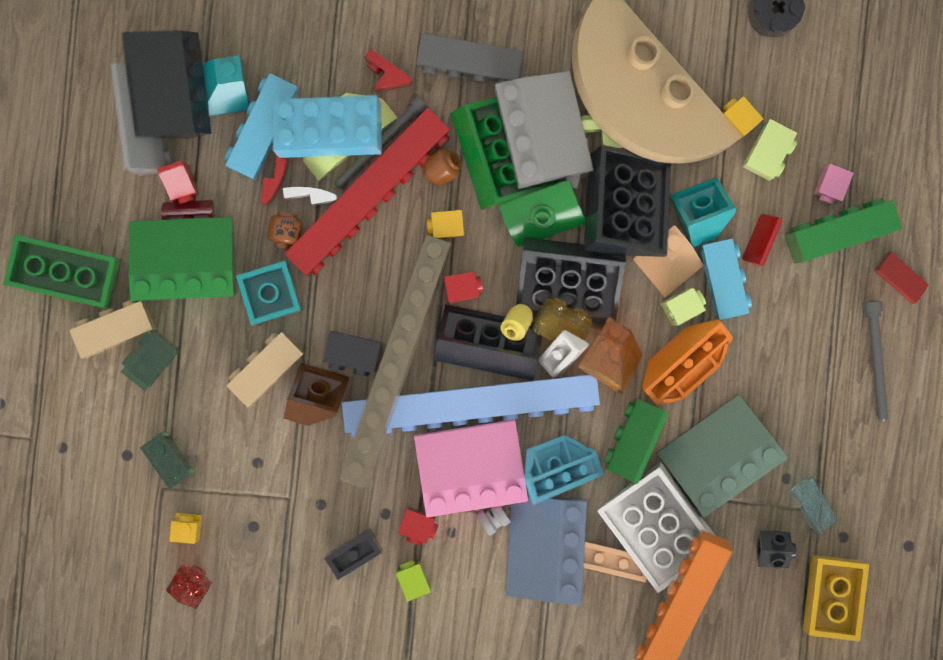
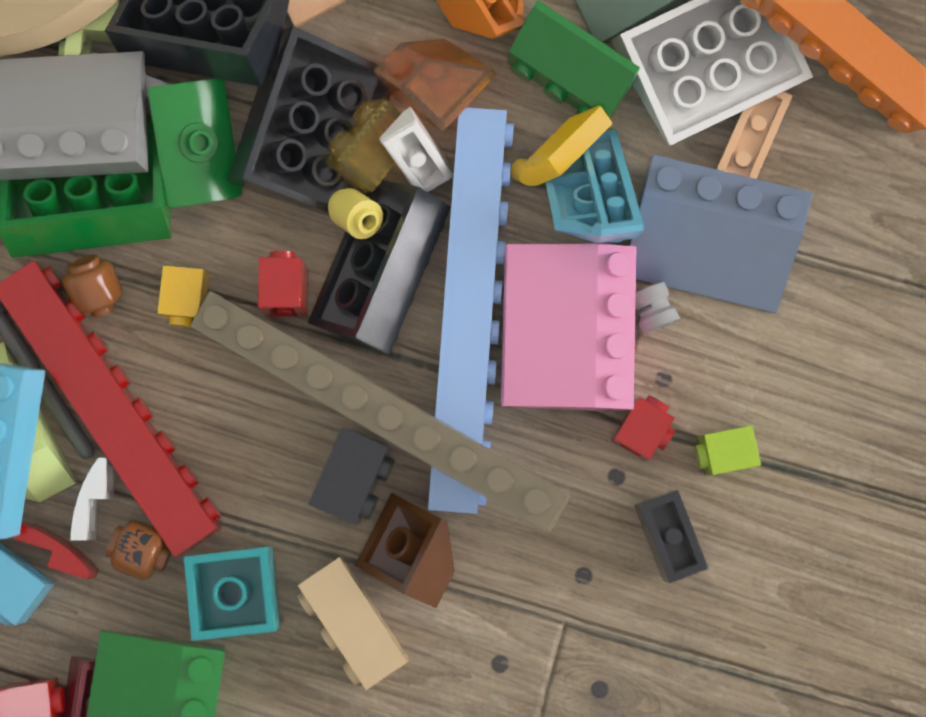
camera: 80 degrees left, 5 degrees down
(582, 443) = (562, 148): none -> yellow piece

